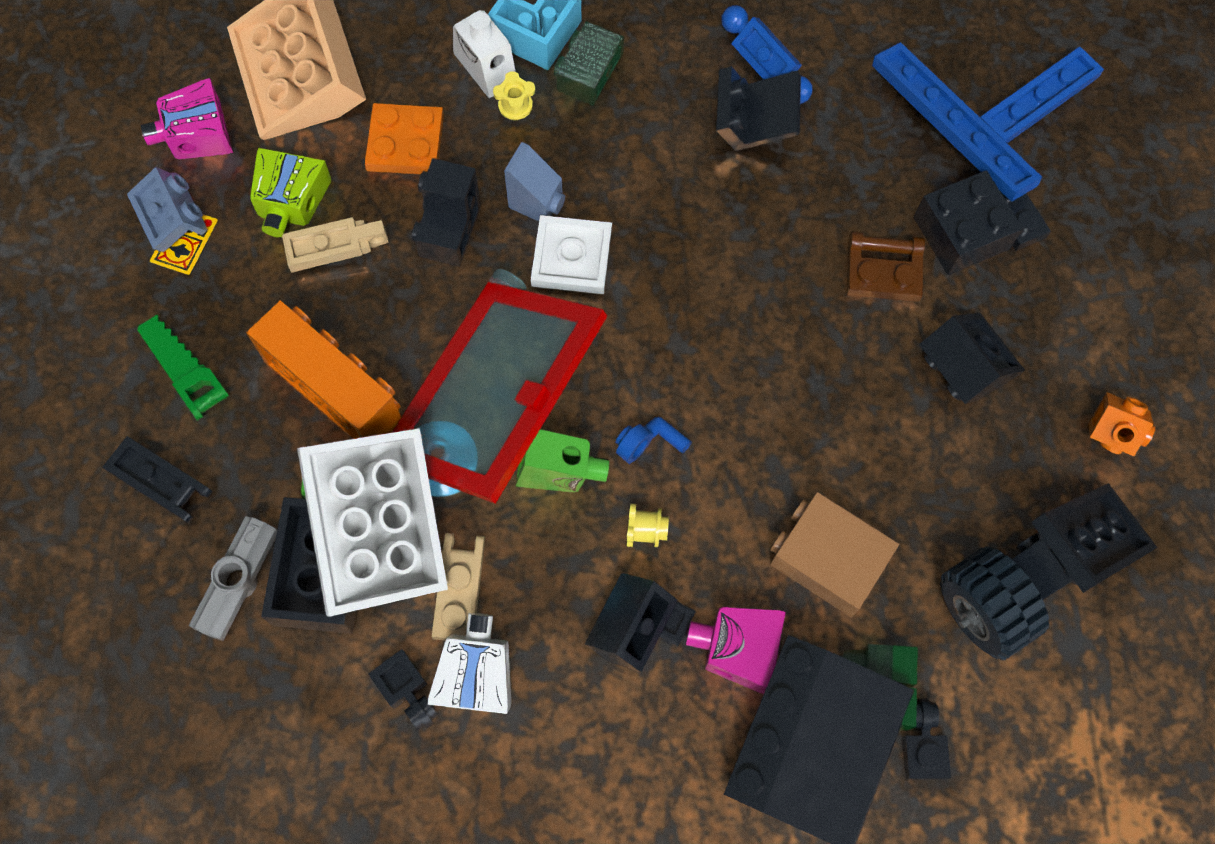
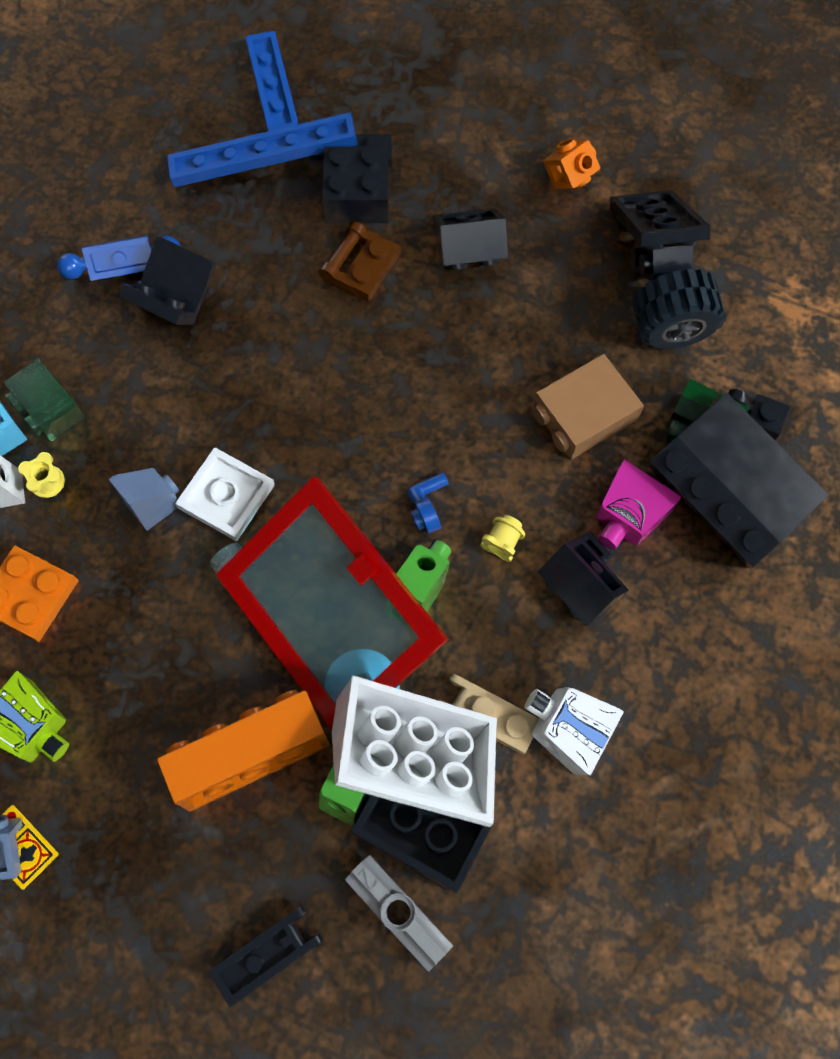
camera: 65 degrees left, 0 degrees up
(181, 367) = (155, 895): green piece -> none
(332, 242) = (101, 701): tan hinge -> none
(398, 682) = (554, 796): black plate -> none
(449, 210) = (126, 575): black brick -> none

